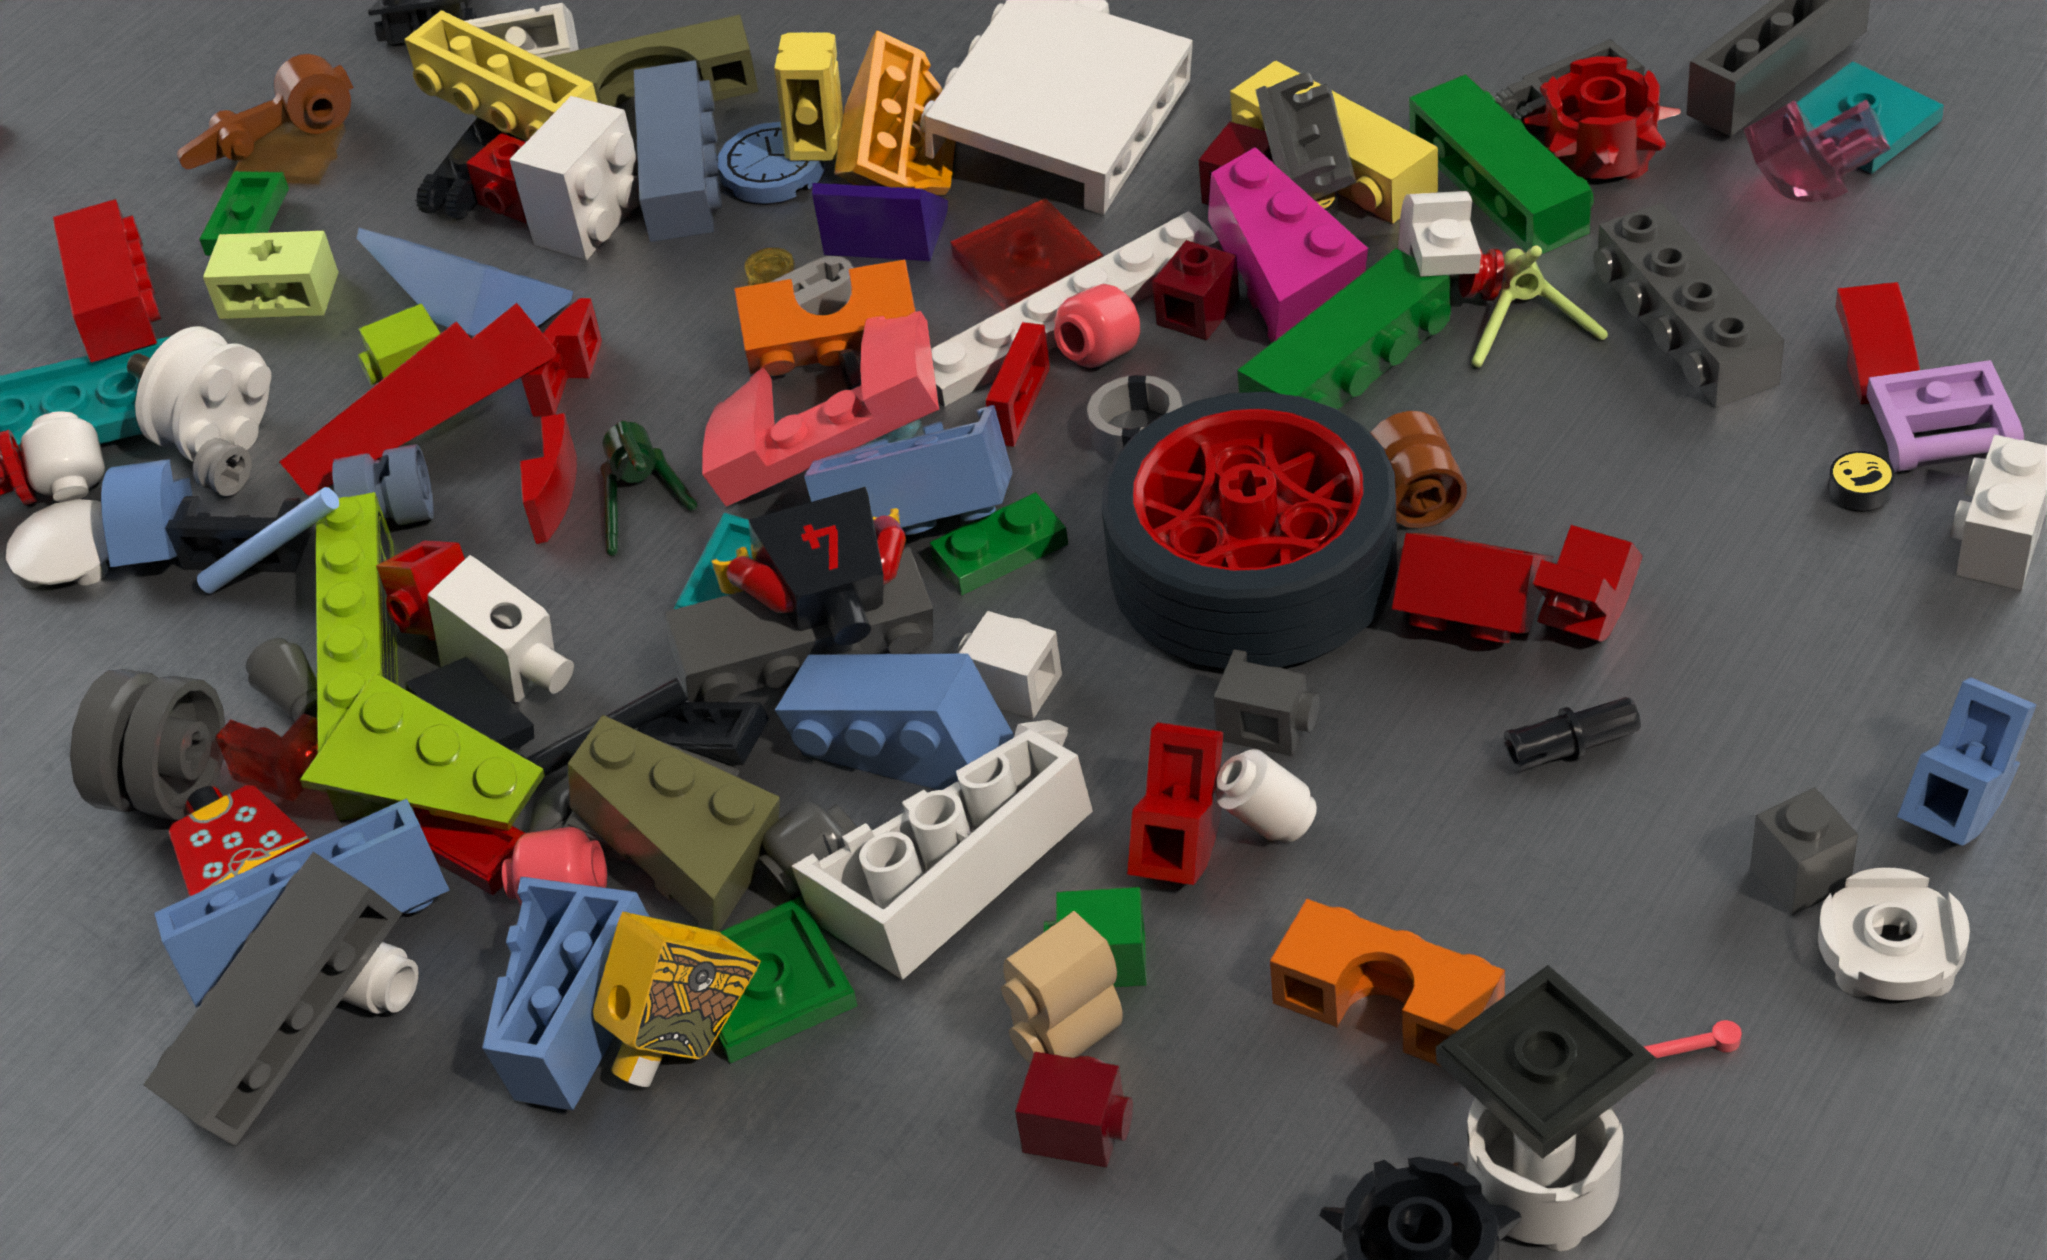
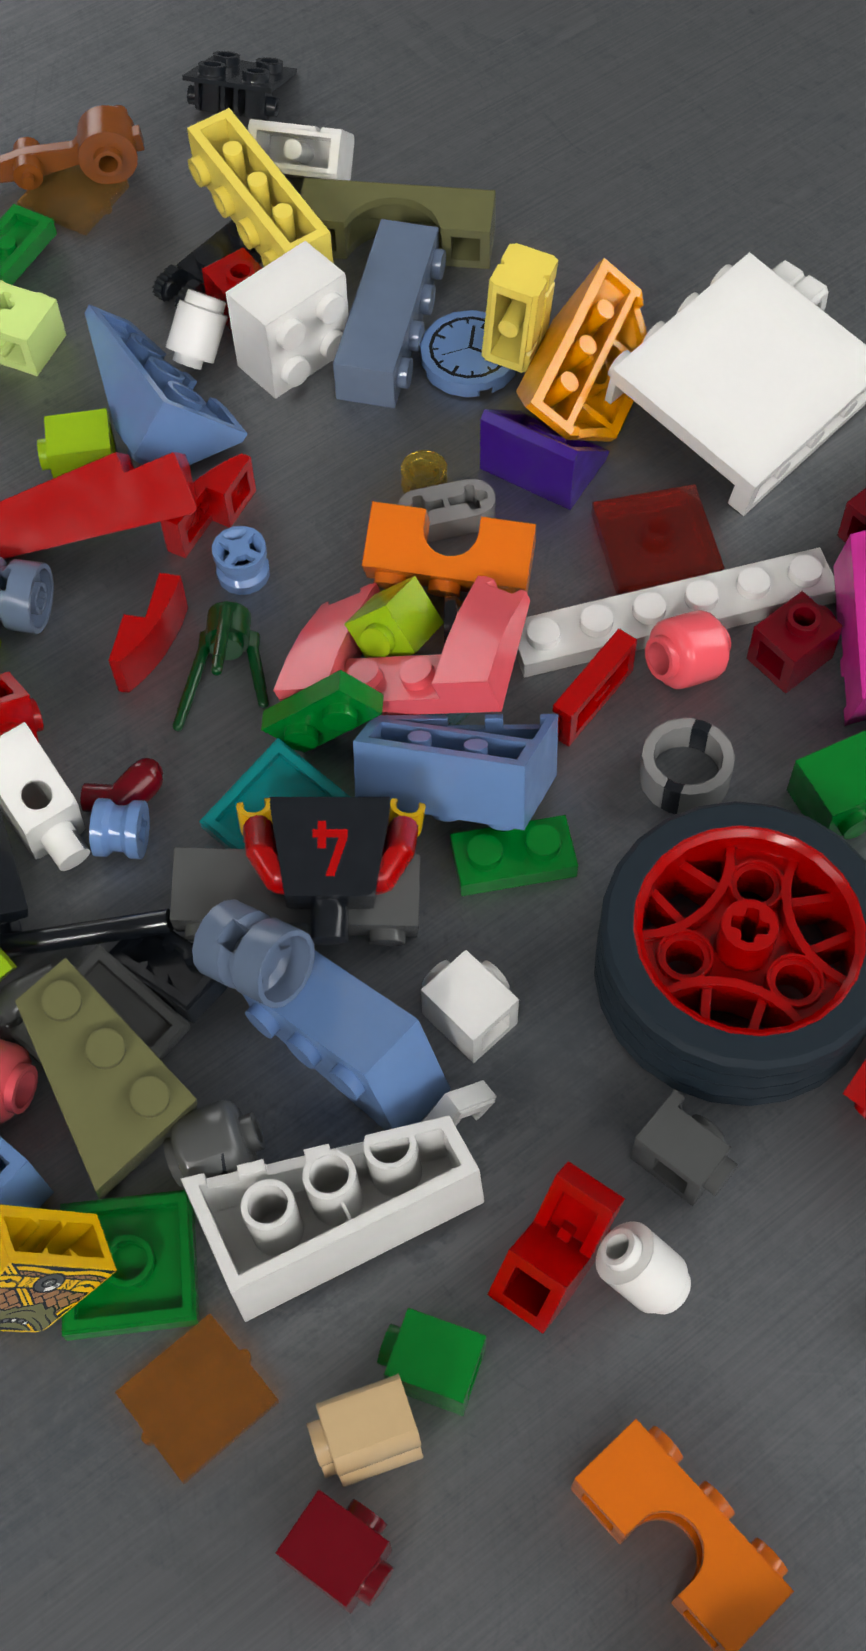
camera: 15 degrees right, 15 degrees up
(482, 216) = (197, 329): none -> white brick
(589, 612) = (138, 782): none -> dark red arm
(594, 640) = (119, 828): none -> medium blue wheel
(615, 392) = (231, 553): none -> medium blue wheel
(761, 471) = (322, 711): none -> green plate
(784, 662) = (253, 953): none -> sand blue wheel
(798, 382) = (395, 621): none -> lime brick
(881, 1058) = (197, 1398): none -> clear orange piece

